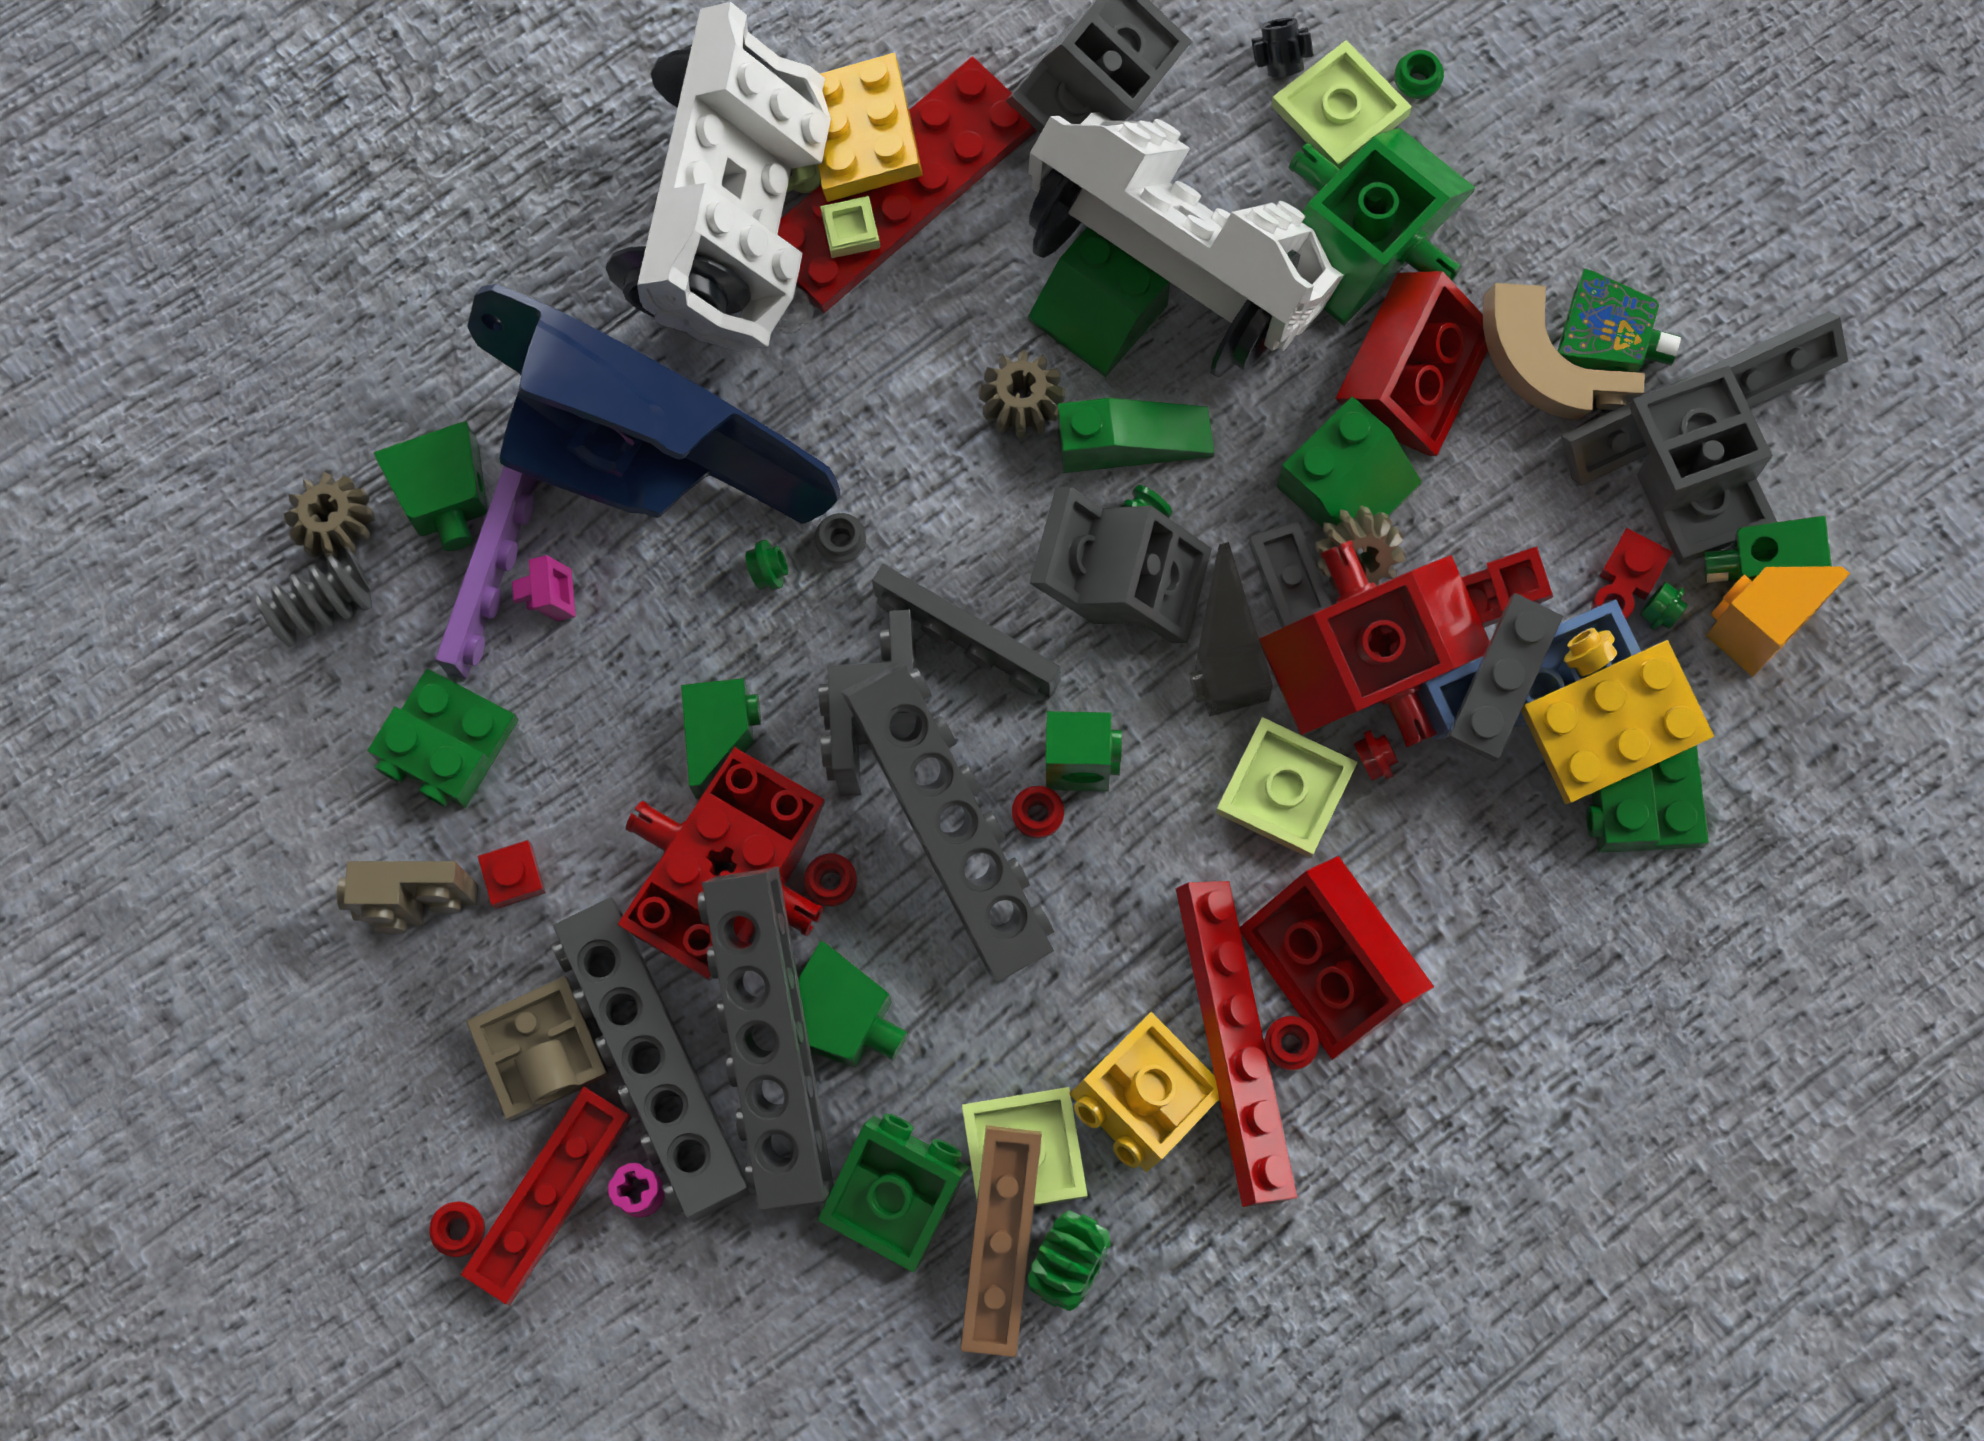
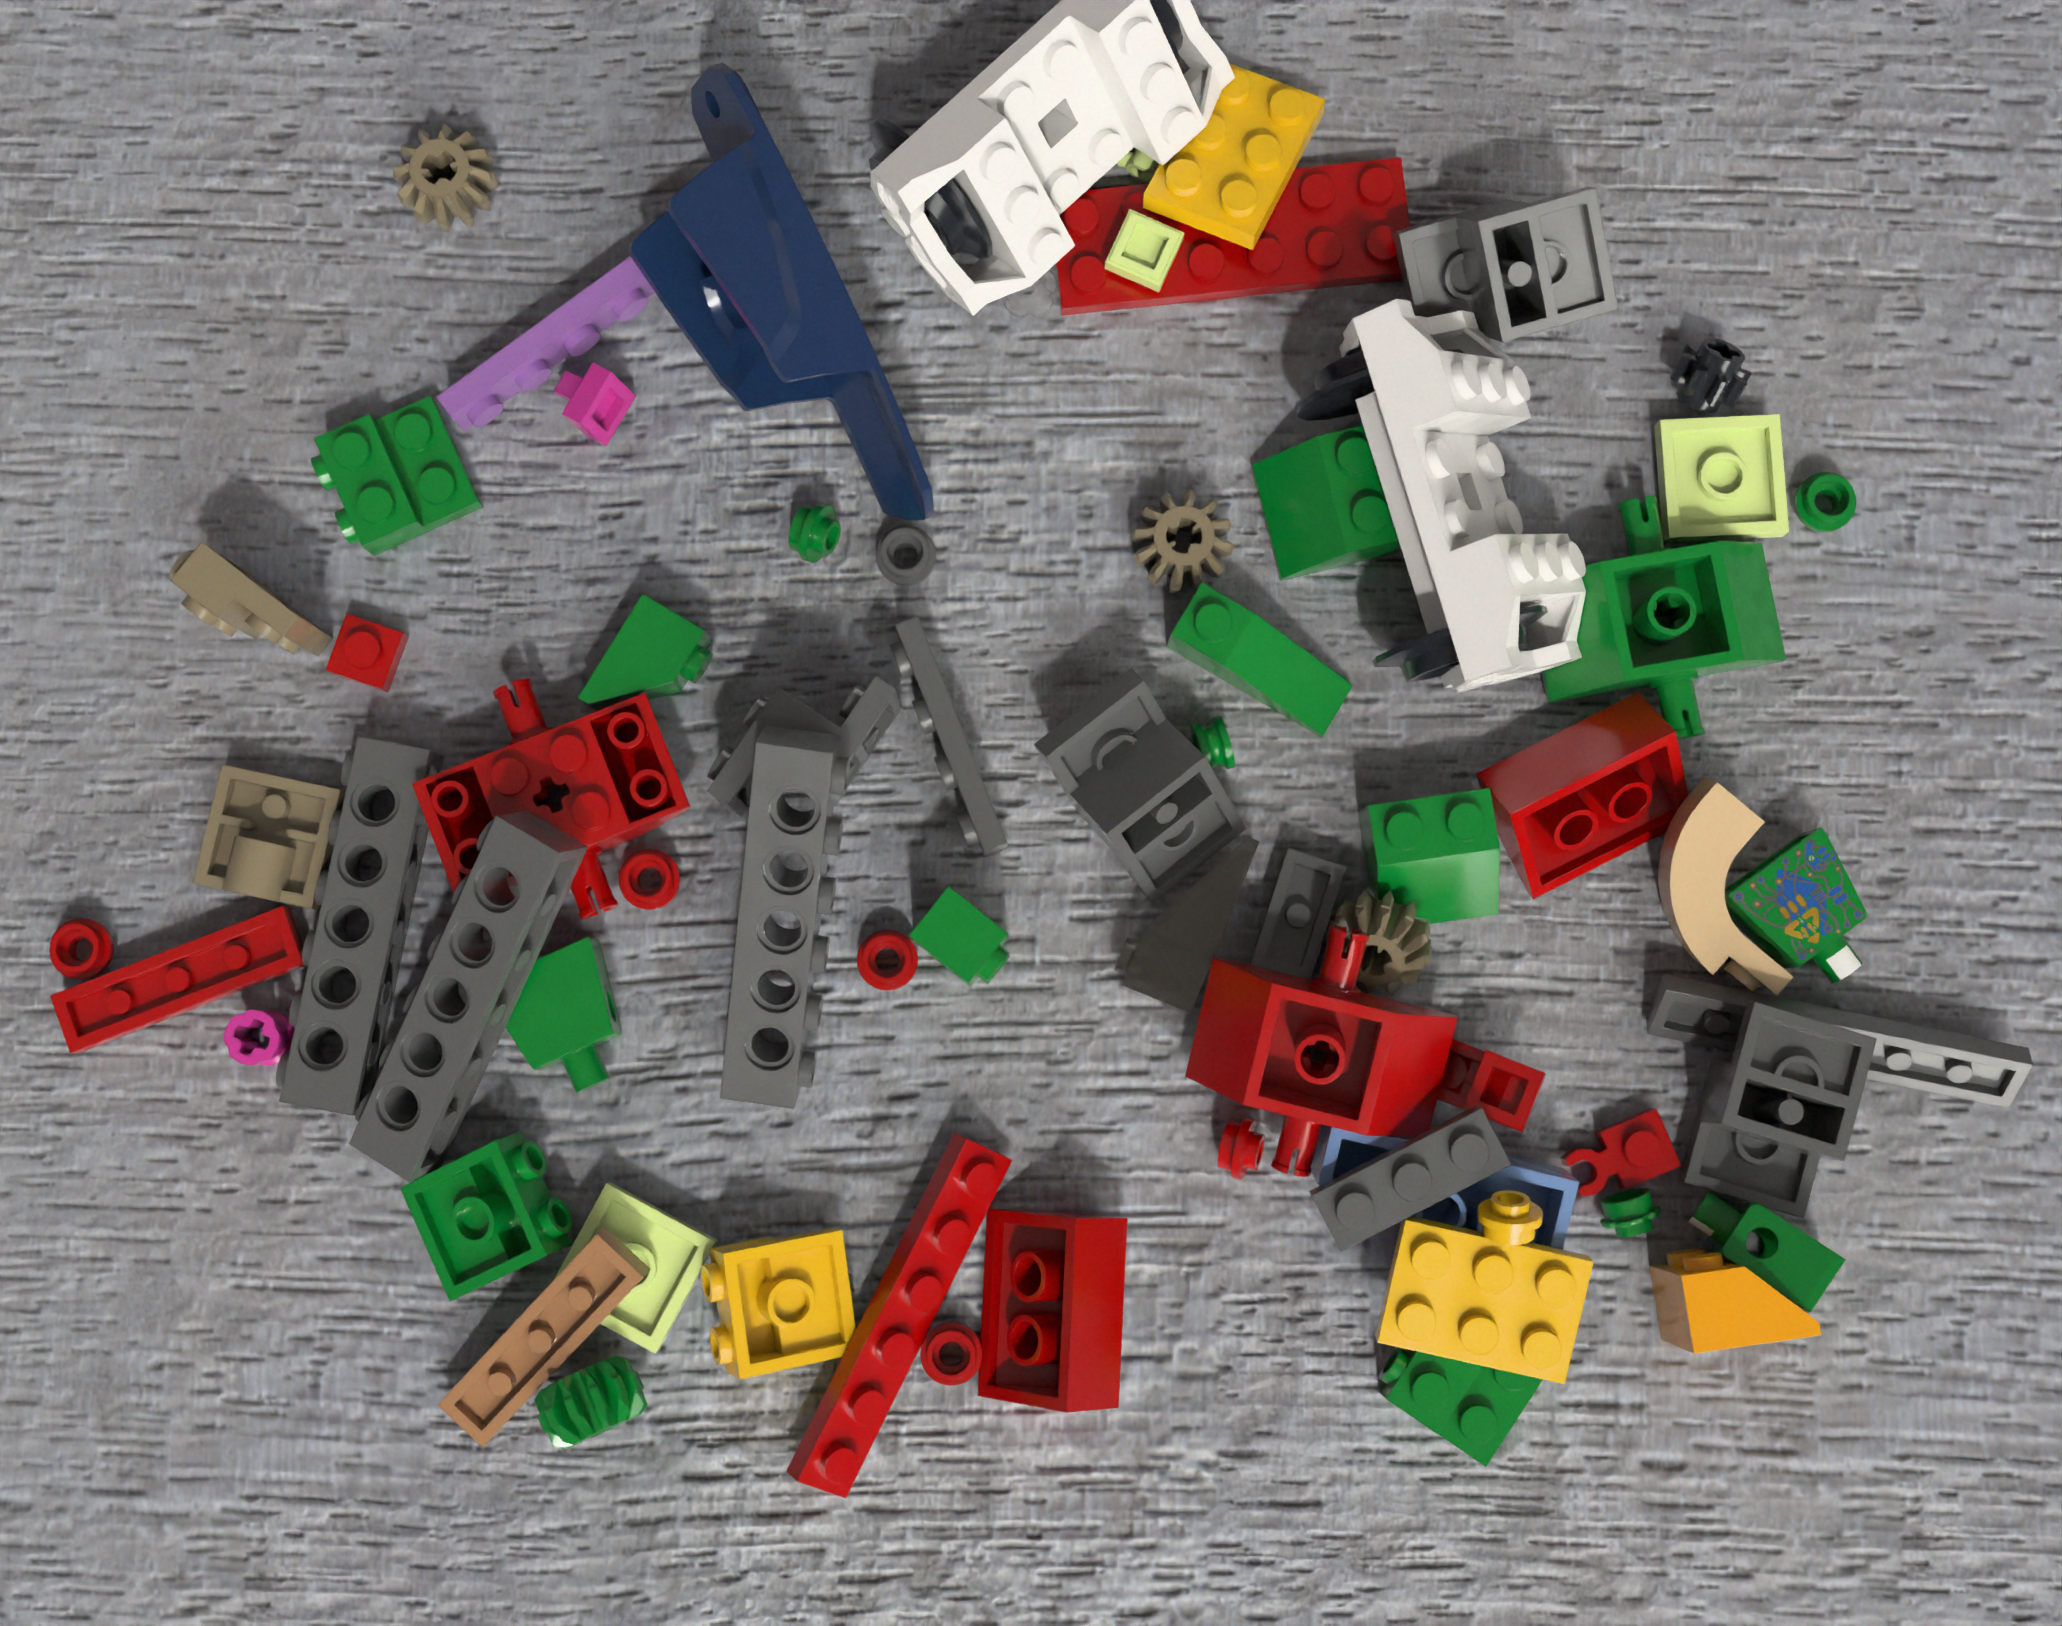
camera: 30 degrees right, 10 degrees up
(316, 599) = (373, 255): dark grey piece -> none
(438, 482) = (569, 219): green torso -> none
(1286, 787) = (1134, 1114): yellowish green plate -> none

